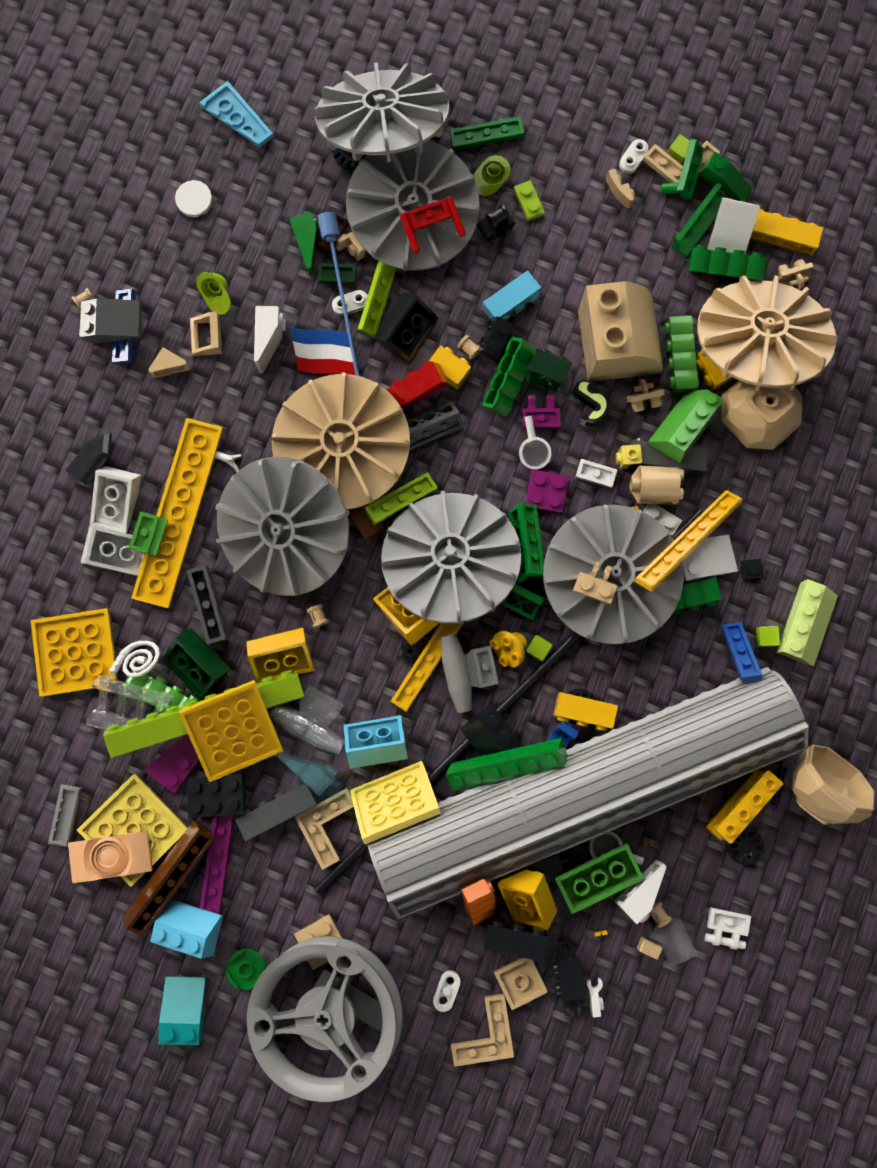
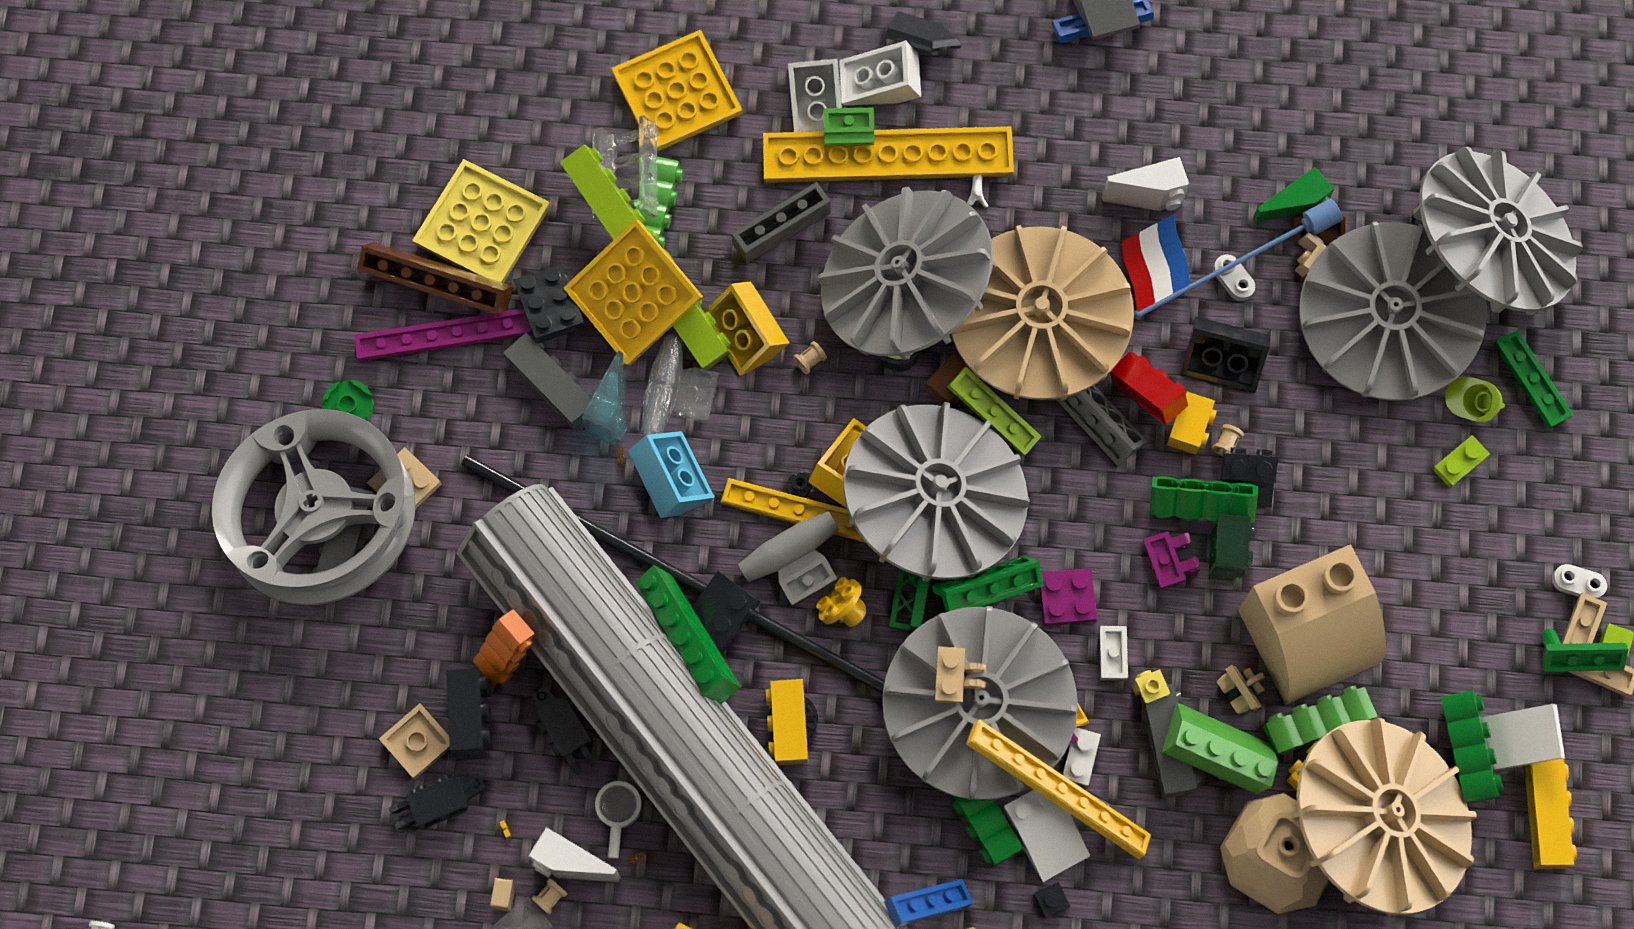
camera: 75 degrees right, 10 degrees down
(65, 815) = (477, 142): light grey plate -> none
(110, 856) = (442, 206): light nougat slope -> none
(124, 655) = (689, 149): white piece -> none
(167, 363) = (1072, 83): tan slope -> none
(174, 764) = (570, 245): magenta wing -> none
(182, 1011) = (280, 345): teal slope -> none
(187, 929) = (378, 318): medium azure slope -> none
(193, 198) = (1301, 49): white tile -> none
(195, 663) = (706, 231): dark green slope -> none
(214, 291) = (1187, 110): lime piece -> none
(215, 331) = (1132, 127): tan tile -> none
(236, 113) = (1435, 61): medium azure wing -> none
(313, 830) = (547, 427): tan plate -> none
(327, 273) = (1272, 259): dark green plate -> none
(376, 299) = (1250, 307): lime plate -> none
(394, 802) = (600, 510): light yellow plate -> none
(430, 215) = (1378, 329): red plate -> none
(446, 990) = (383, 652): white plate -> none
(492, 1048) = (338, 736): tan plate -> none
(495, 223) = (1410, 425): black piece -> none
(512, 297) = (1315, 476): medium azure brick -> none
(529, 899) = (525, 714): yellow slope -> none
(534, 451) = (1117, 565): piece -> none
(538, 648) = (854, 644): lime piece -> none
(564, 731) = (747, 704): blue bracket -> none
(594, 399) = (1214, 624): black animal -> none
(595, 1001) = (416, 842): white plate -> none
(599, 878) = (576, 797): bright green slope -> none
(621, 192) = (1522, 577): tan slope -> none
(657, 485) = (1122, 733): tan cylinder -> none
(698, 222) = (1517, 692): green fence -> none
(722, 171) = (1594, 712): green slope -> none
(795, 276) = (1491, 848): tan hips -> none

